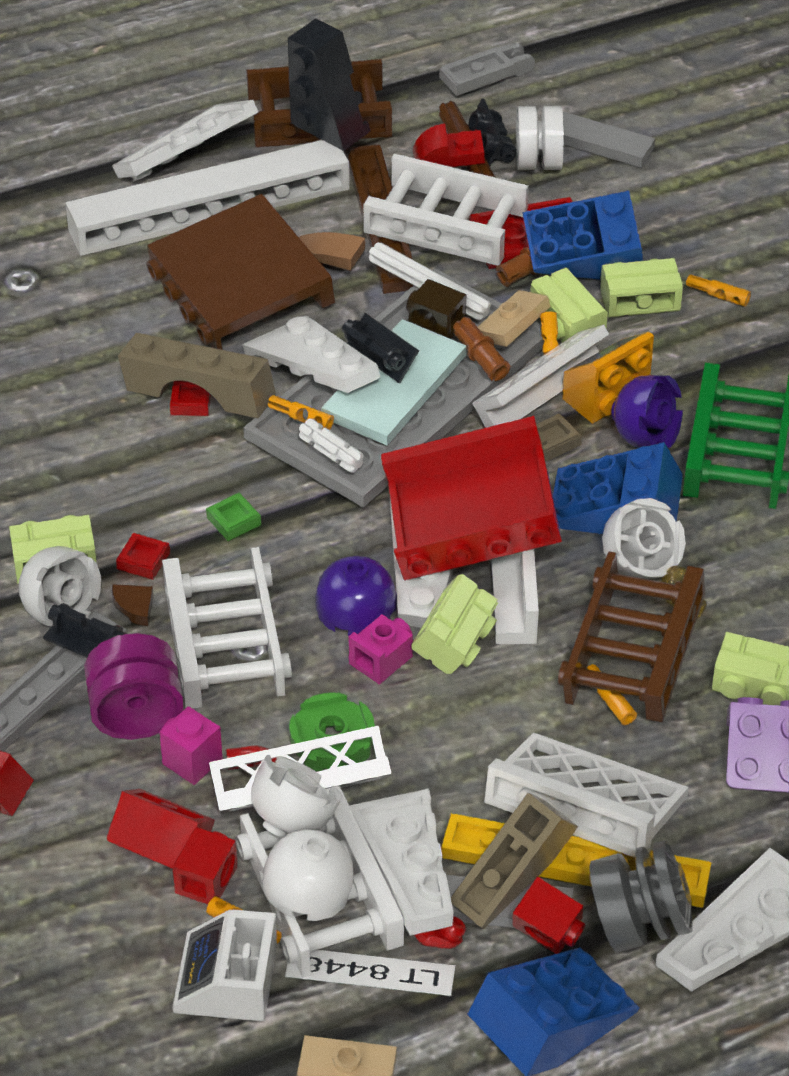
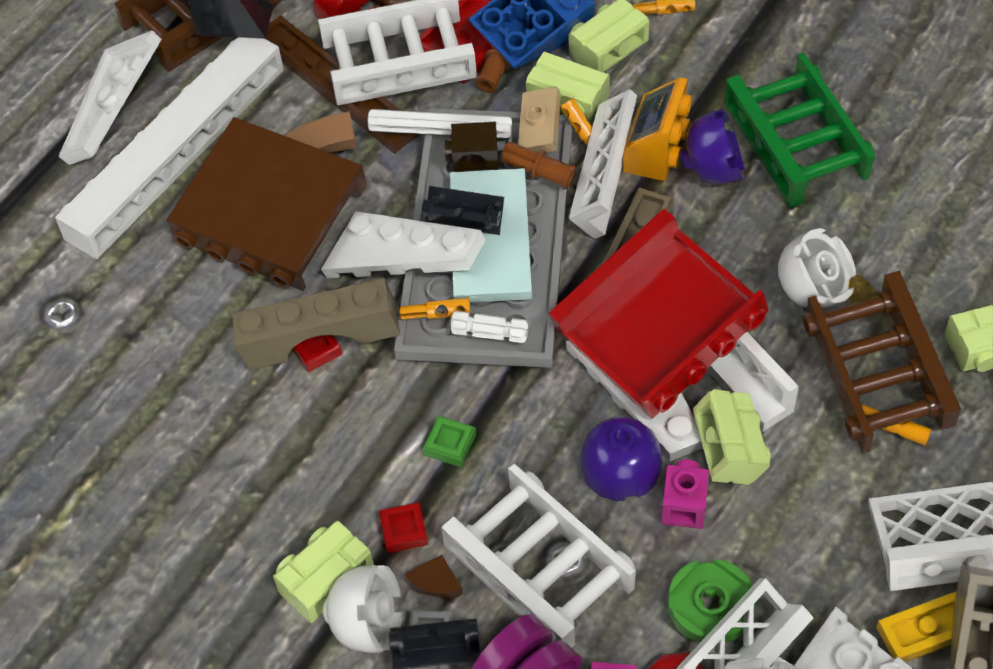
camera: 30 degrees left, 10 degrees up
(594, 489) = (751, 230): blue slope -> none

